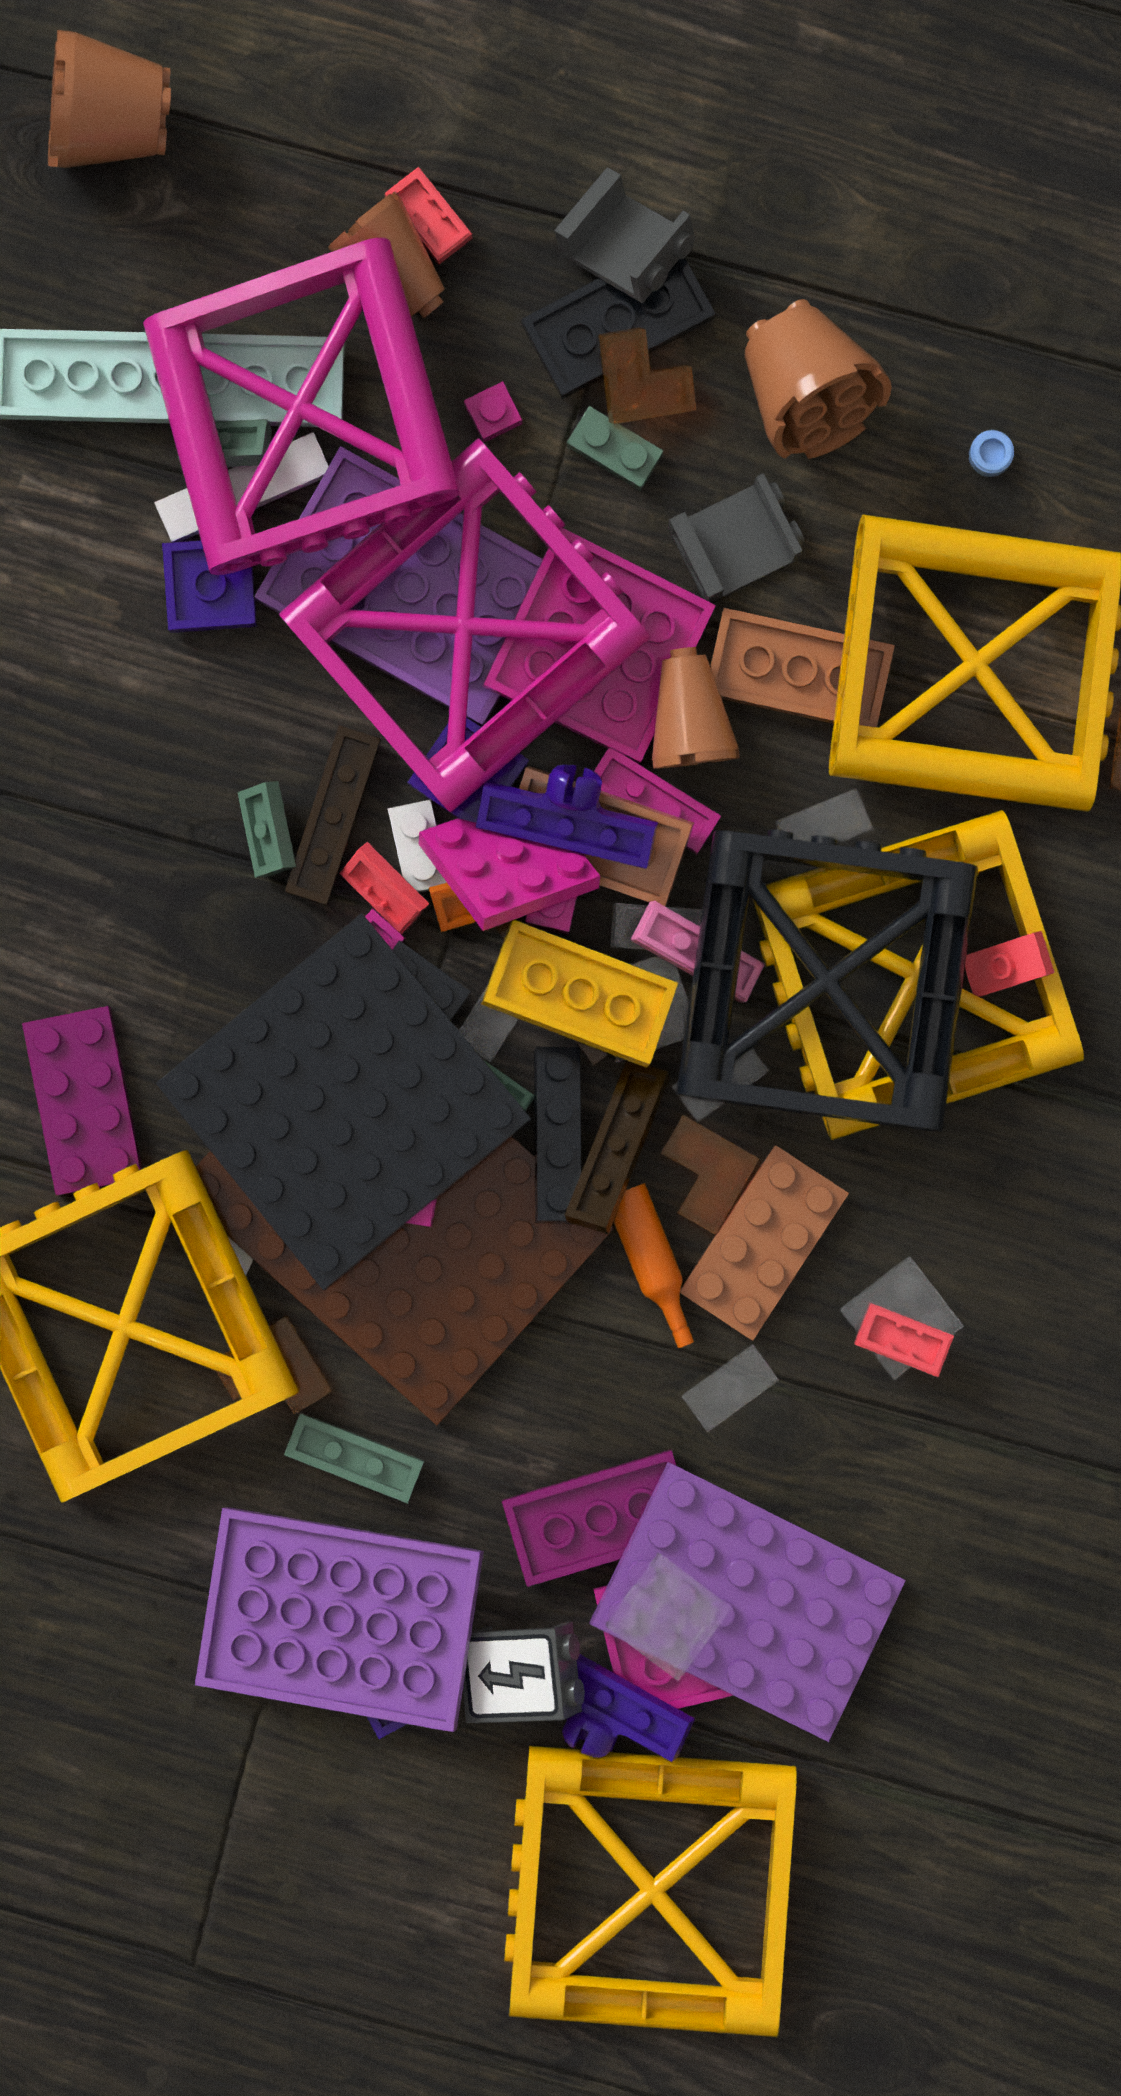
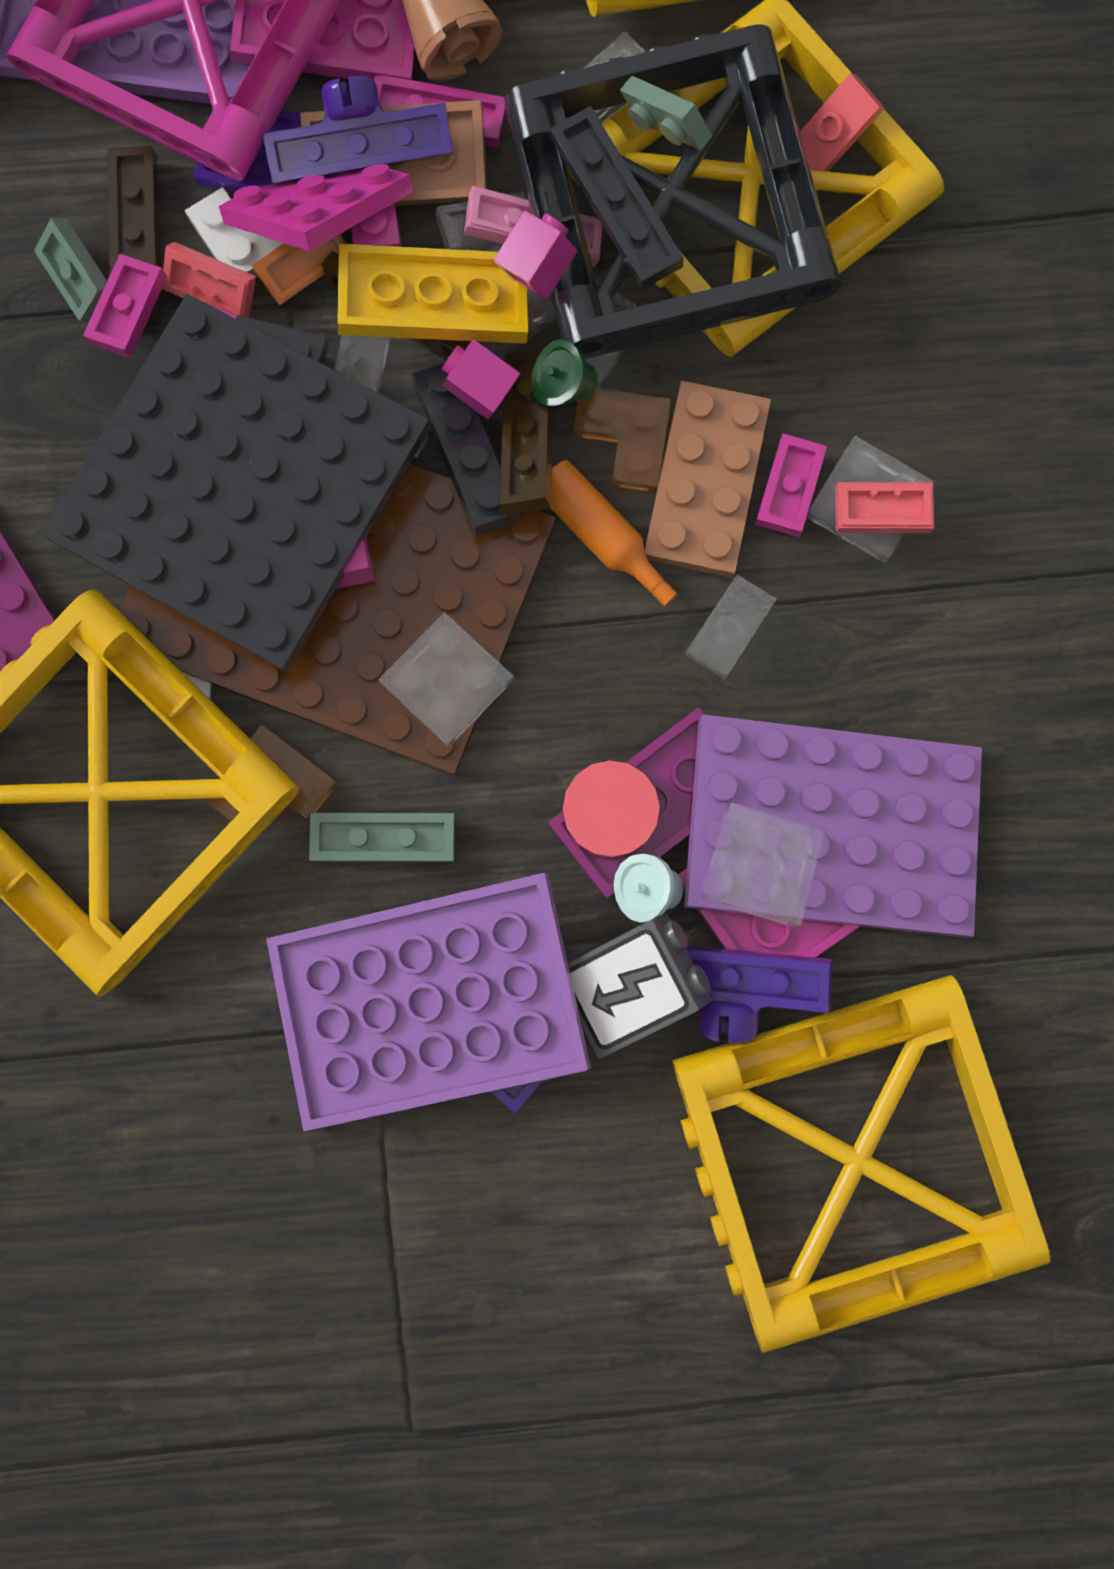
camera: 20 degrees left, 5 degrees down
(302, 893) = (125, 305): none -> dark pink plate
(461, 1343) = (446, 679): none -> clear plate
(559, 1513) = (611, 809): none -> coral tile
(563, 1594) = (646, 887): none -> light aqua piece
(591, 1089) = (478, 377): none -> dark pink brick
(665, 1114) = (562, 375): none -> dark green piece
(682, 1004) = (536, 253): none -> brick
(773, 977) = (616, 198): none -> black plate
(834, 1280) = (791, 485): none -> dark pink plate
(855, 926) = (666, 113): none -> sand green plate

